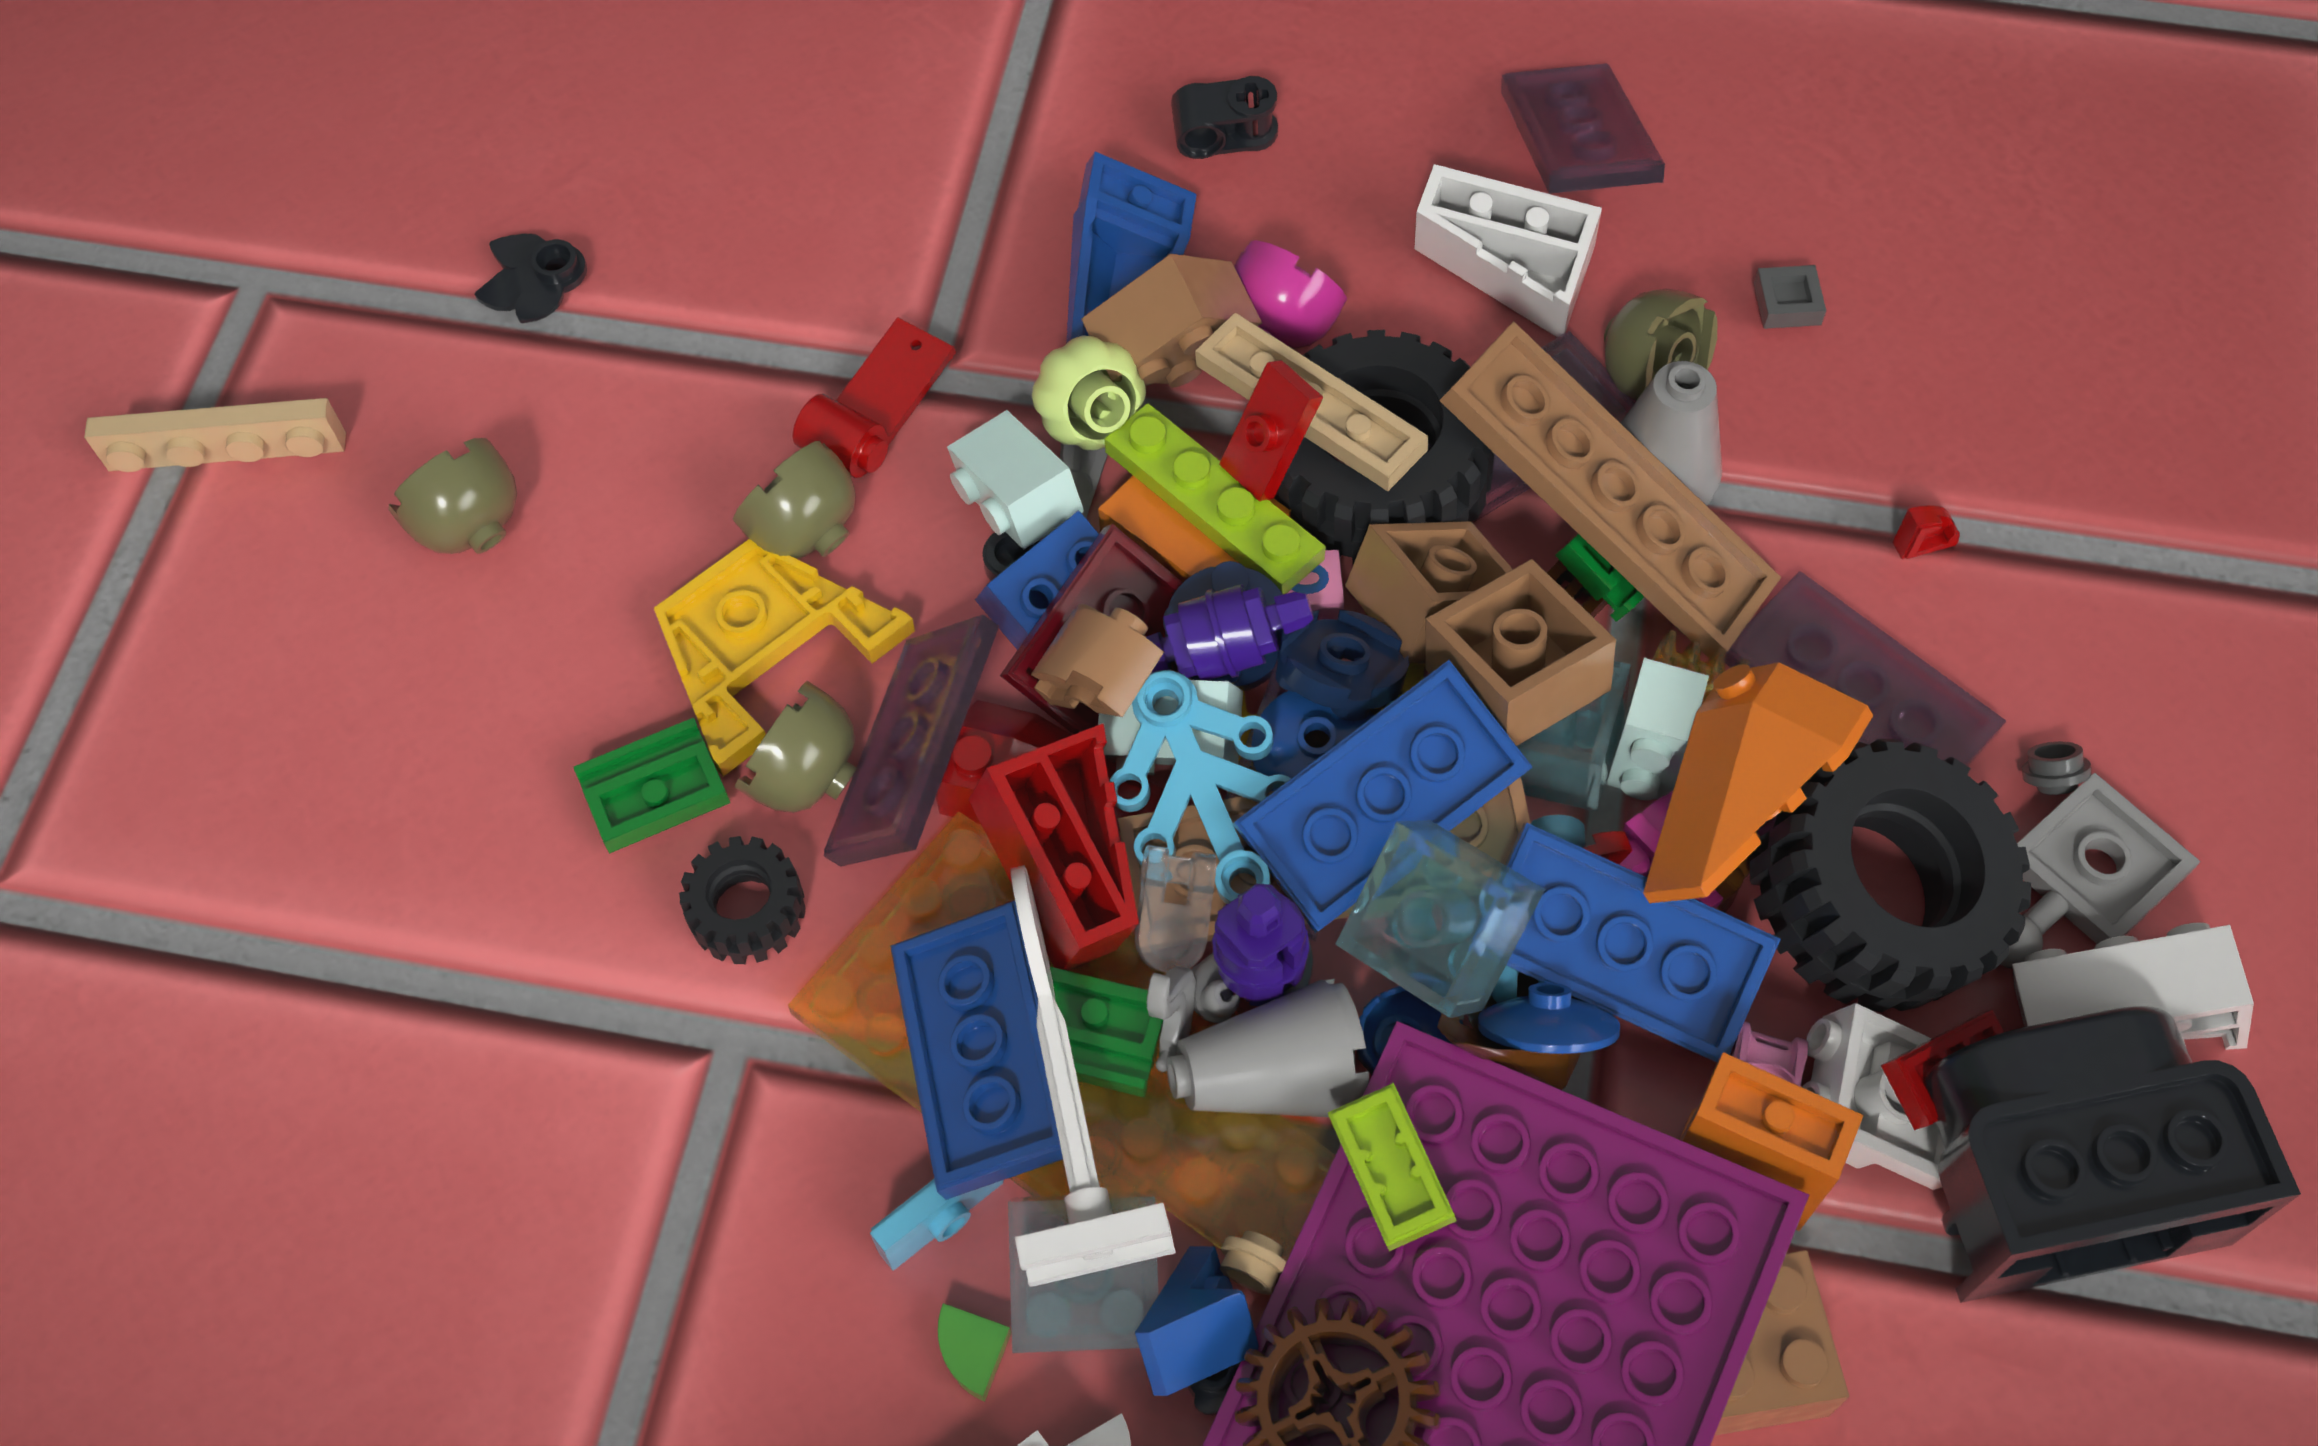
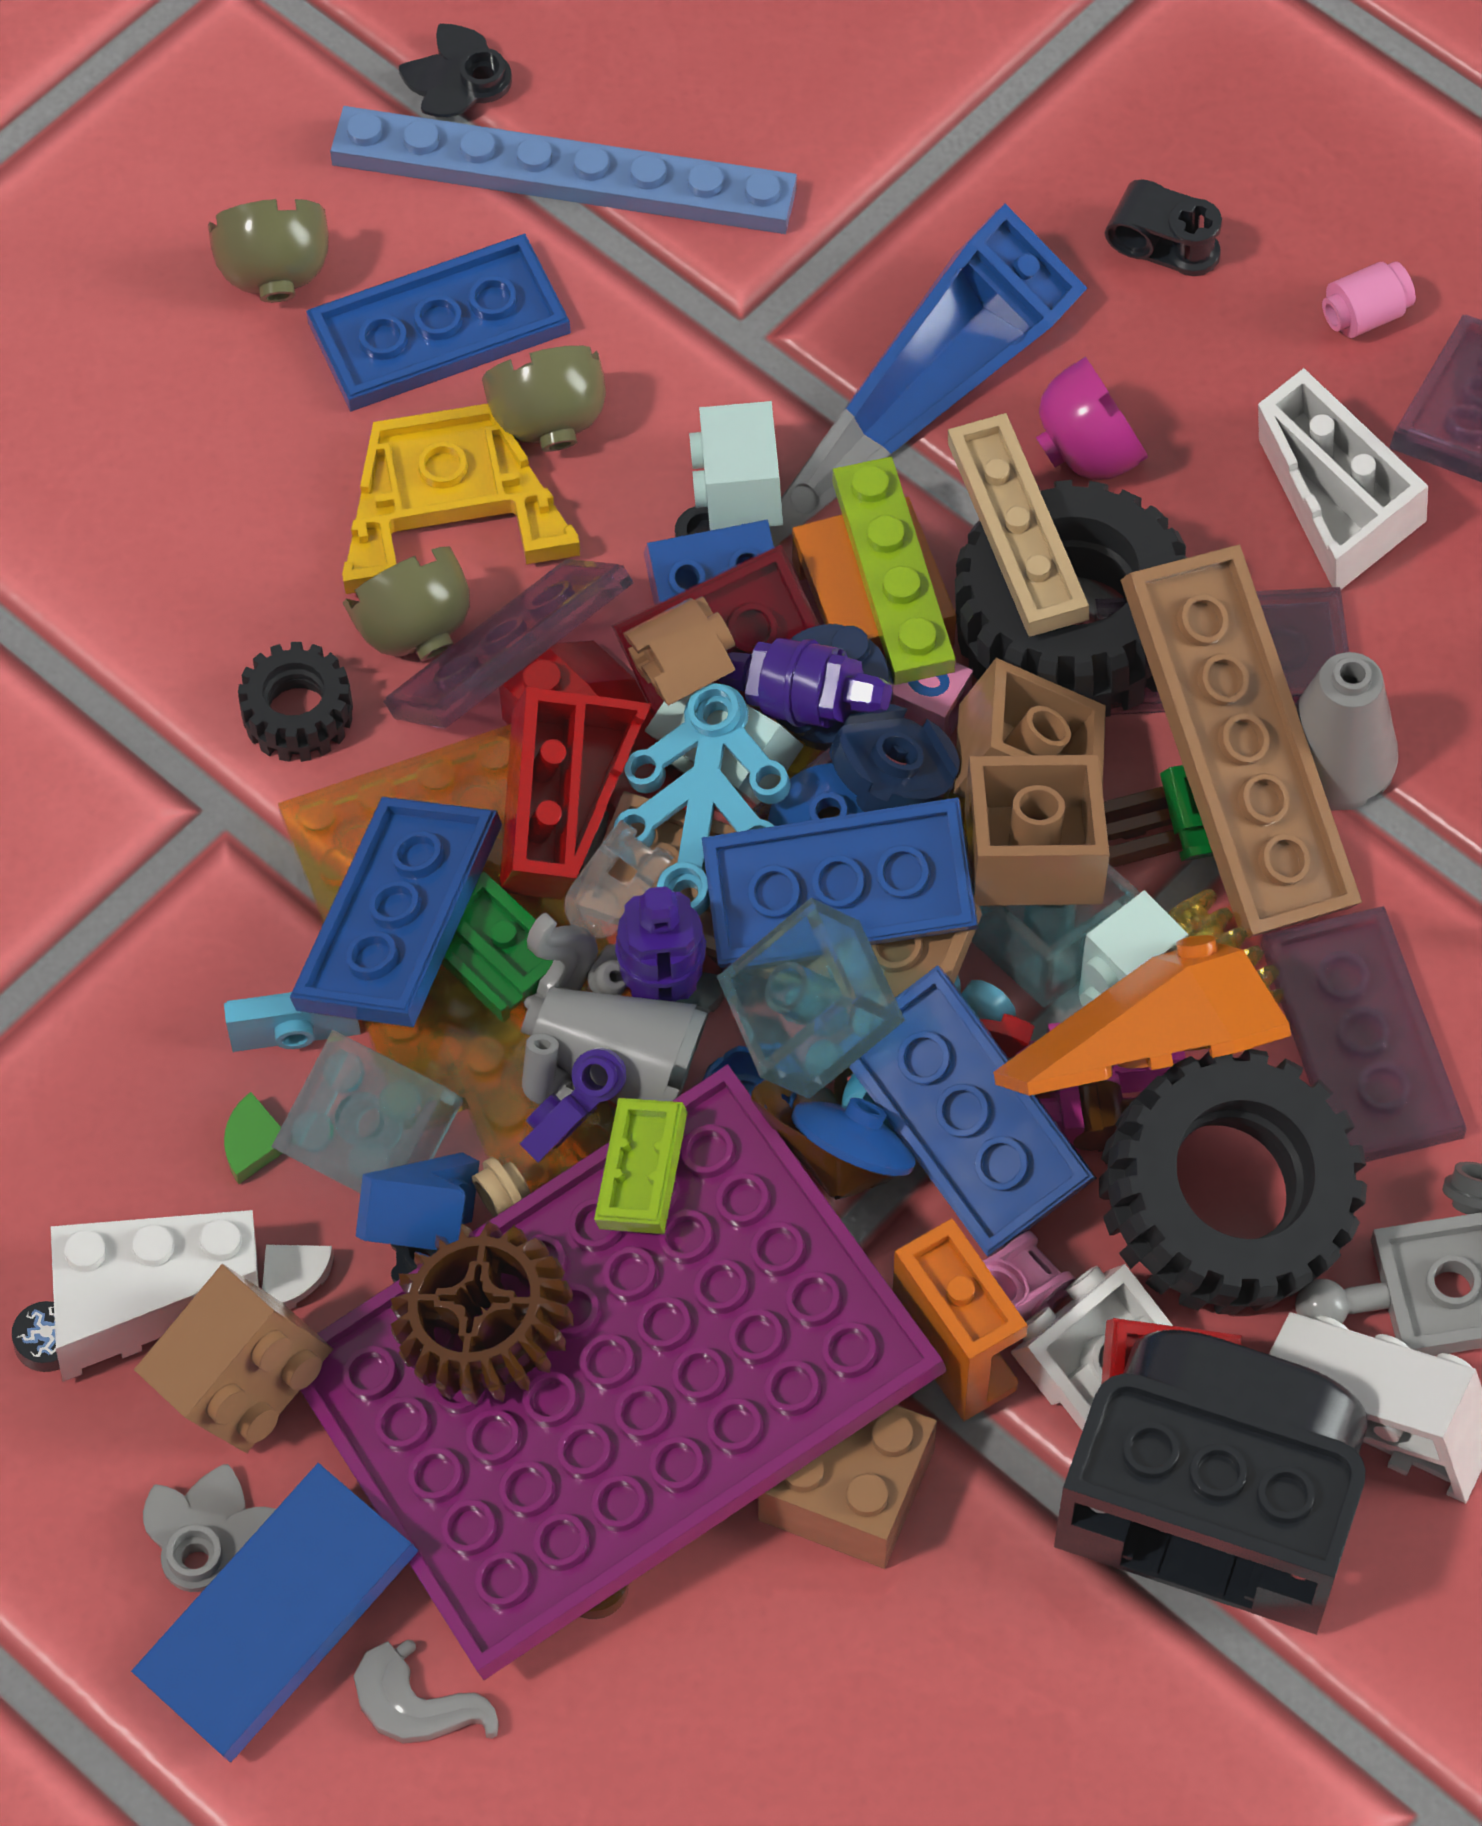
camera: 30 degrees right, 0 degrees up
(216, 434) = (112, 88): tan plate -> none
(650, 495) = (438, 322): none -> blue tile
(651, 785) = (282, 570): green plate -> none
(675, 313) = (564, 169): none -> medium blue plate
(876, 399) = (676, 339): red door -> none
(1079, 398) = (847, 418): yellowish green plant -> none
(1094, 1234) = (376, 1083): white piece -> none
(1170, 315) = (959, 382): medium nougat brick -> none
(1232, 1132) = (540, 1070): none -> light grey arm
(1270, 430) = (962, 532): red plate -> none
(1273, 1163) = (558, 1119): none -> dark purple plate
(1424, 95) = (1368, 298): none -> bright pink brick
(1656, 331) = (1410, 638): olive cylinder -> none

